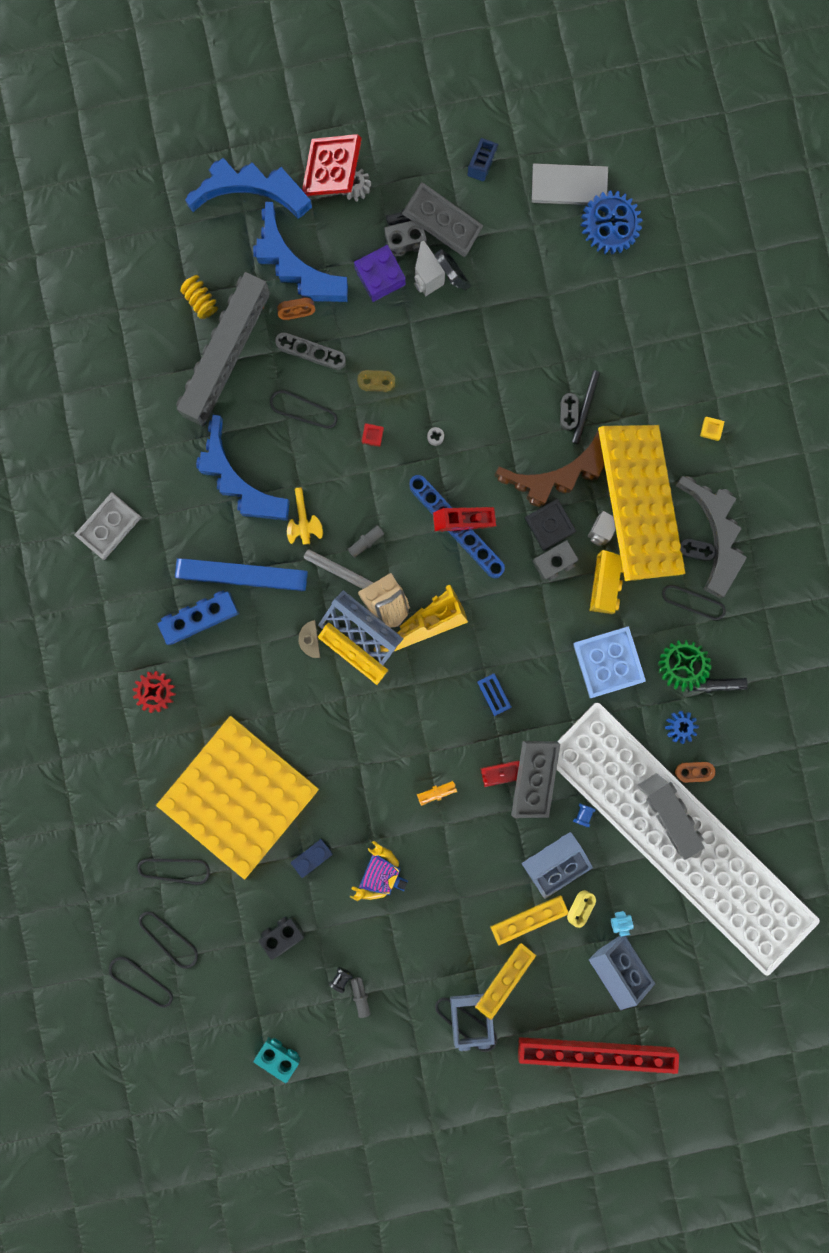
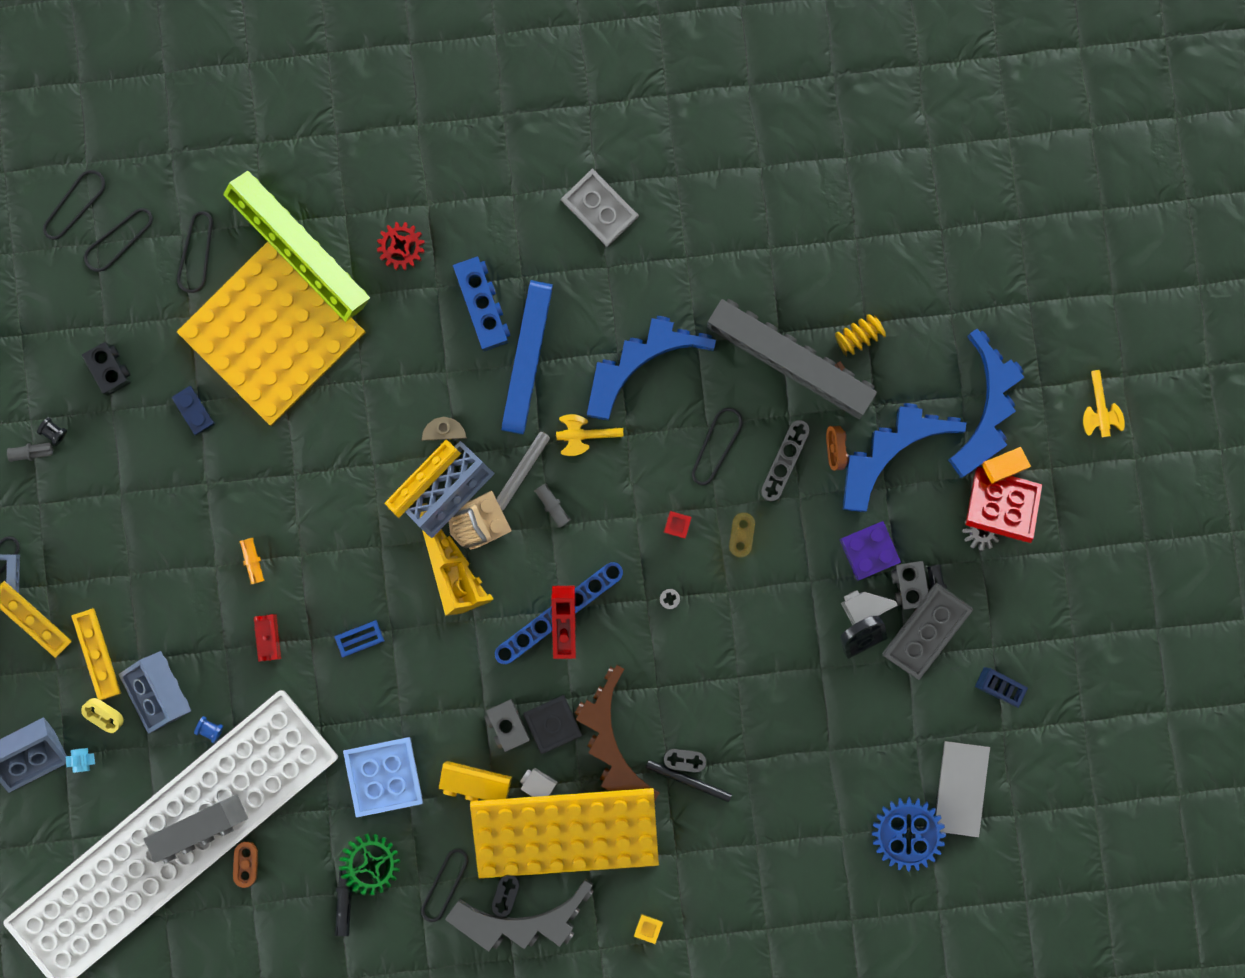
camera: 100 degrees right, 0 degrees up
(160, 782) = (296, 246): none -> brick
(251, 95) = (1102, 417): none -> yellow piece
(298, 168) = (1006, 465): none -> light orange tile
(380, 875) = (164, 486): torso -> none
(535, 779) = (254, 676): dark grey plate -> none
(688, 728) = (300, 846): blue gear -> none

